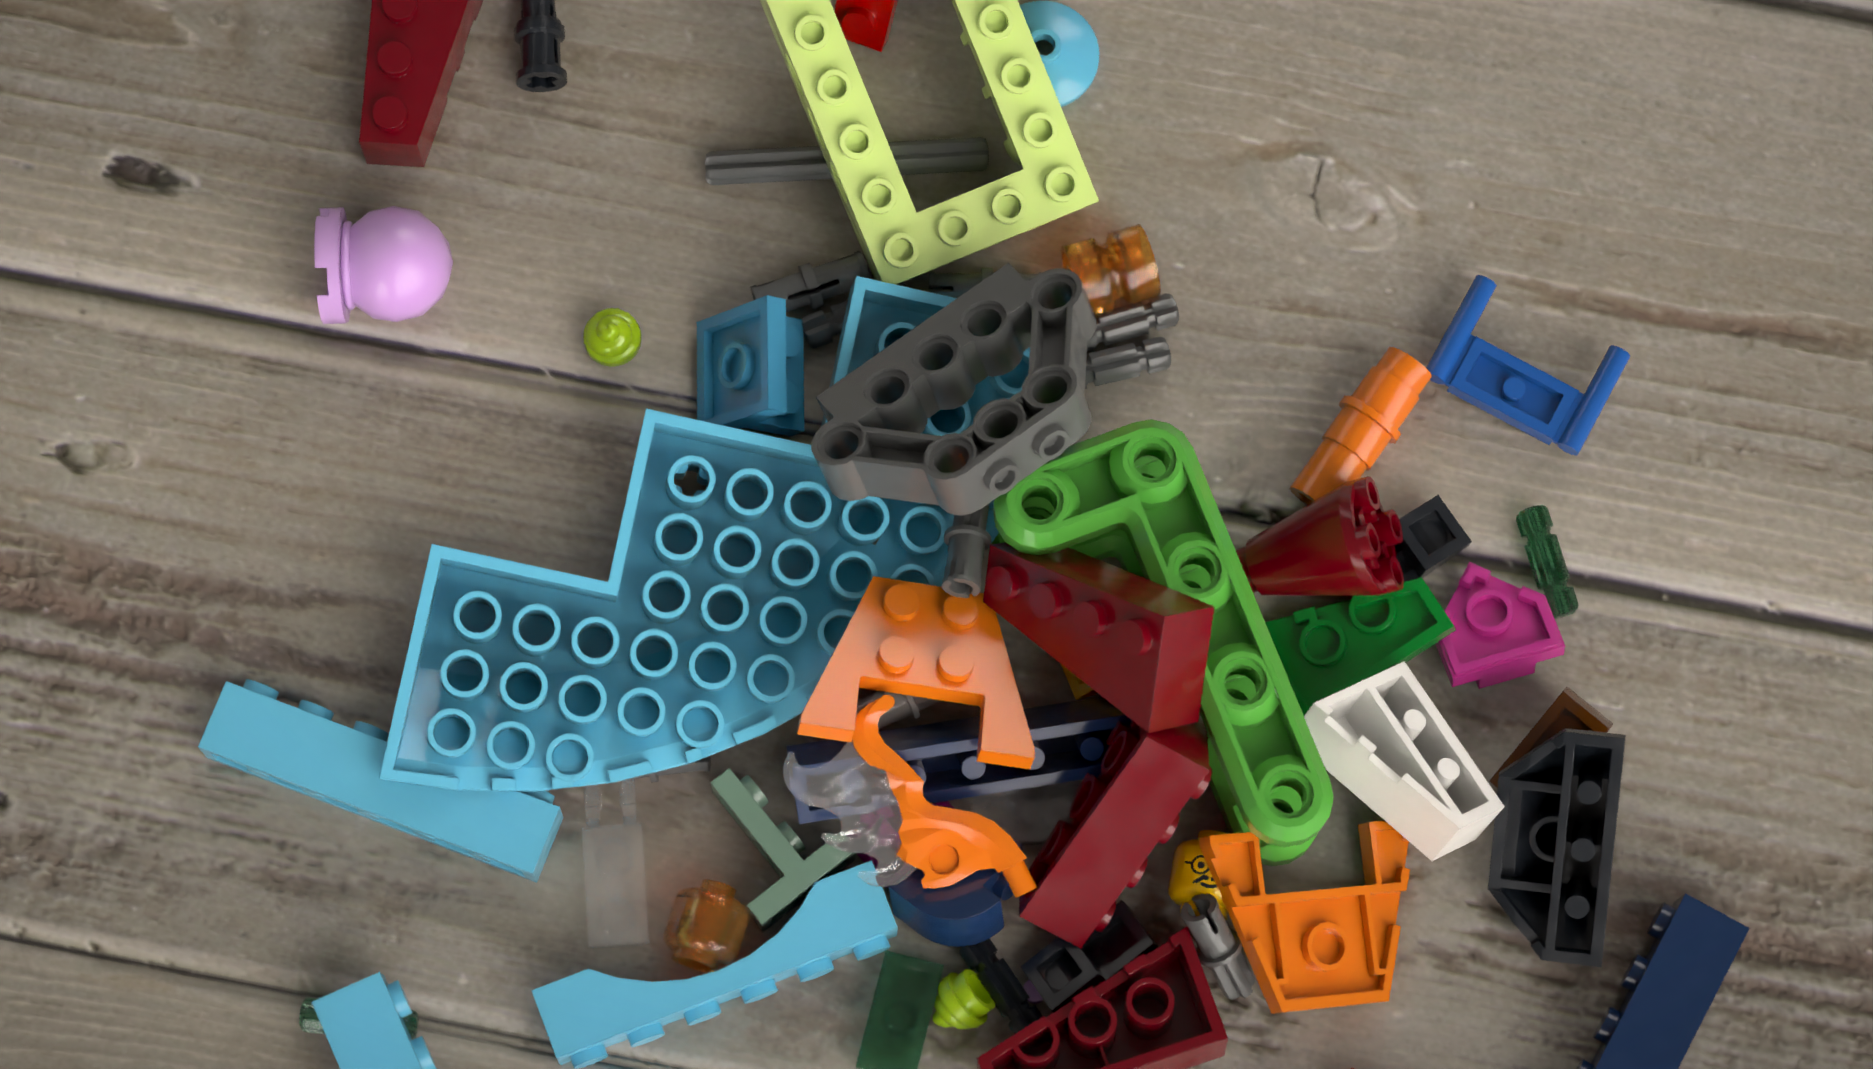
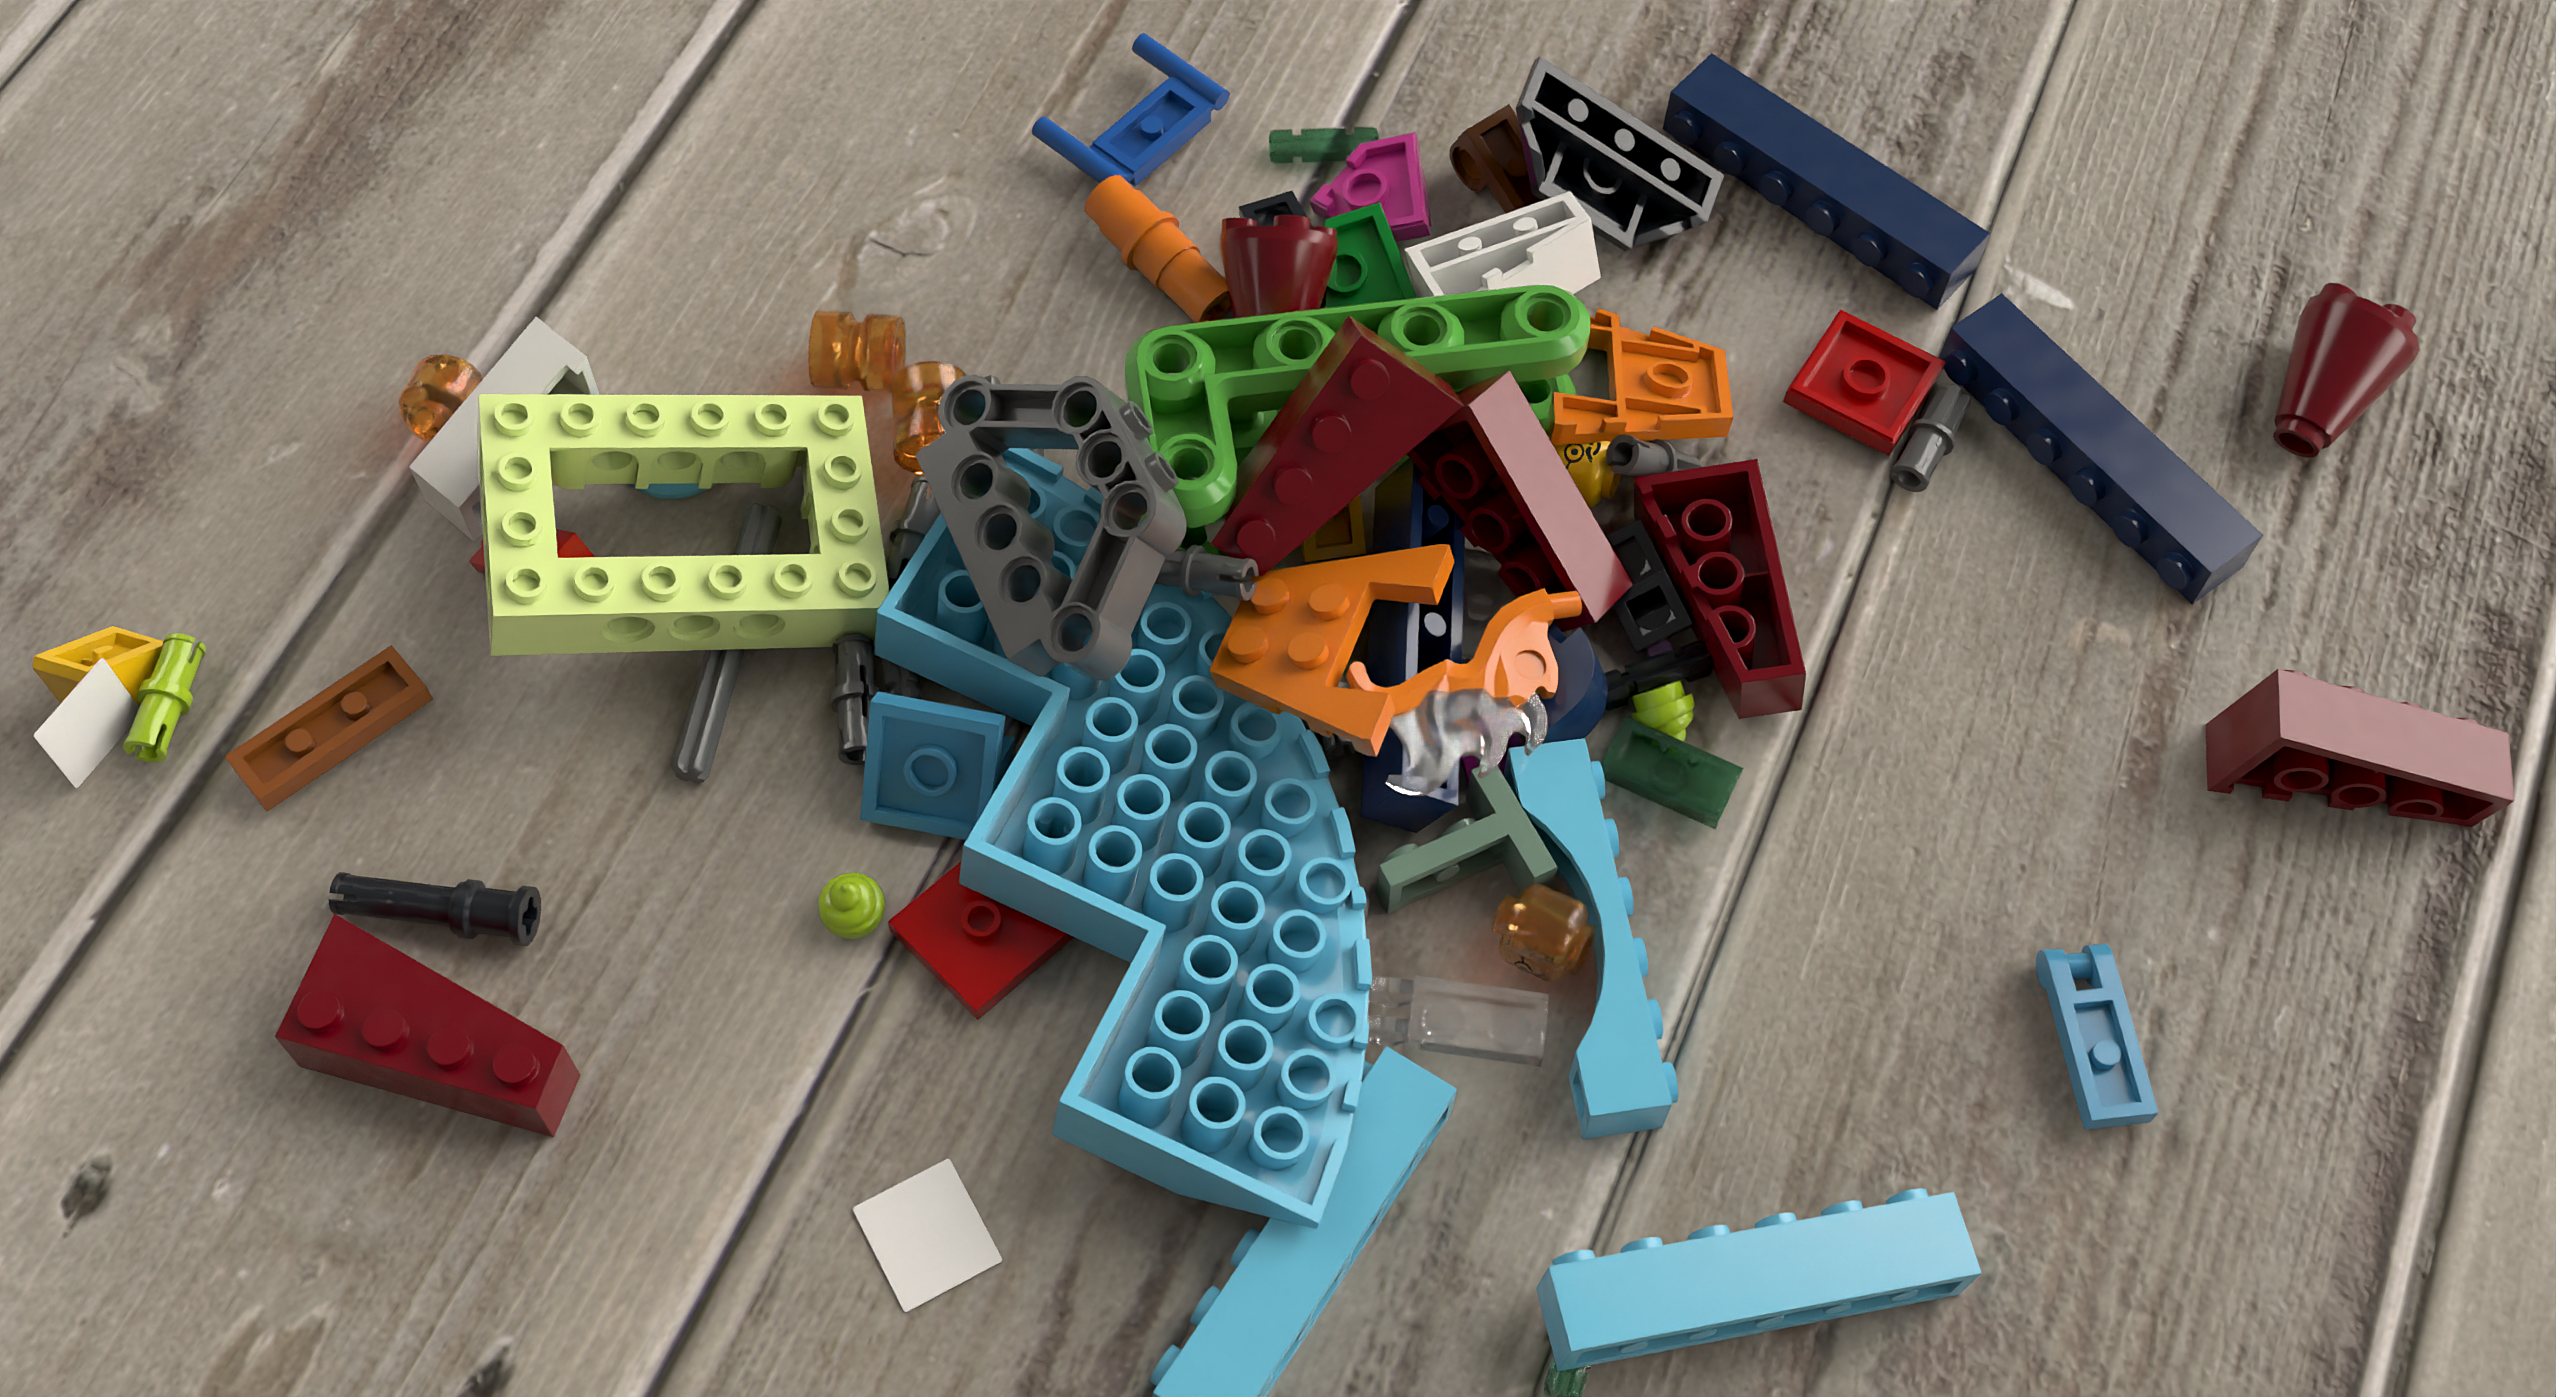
camera: 75 degrees left, 15 degrees down
(343, 478) = (927, 1235): none -> white sticker
(384, 264) = (691, 1117): lavender tile -> none
(599, 445) = (974, 941): none -> red plate
(1167, 175) = (855, 350): none -> clear orange wheel

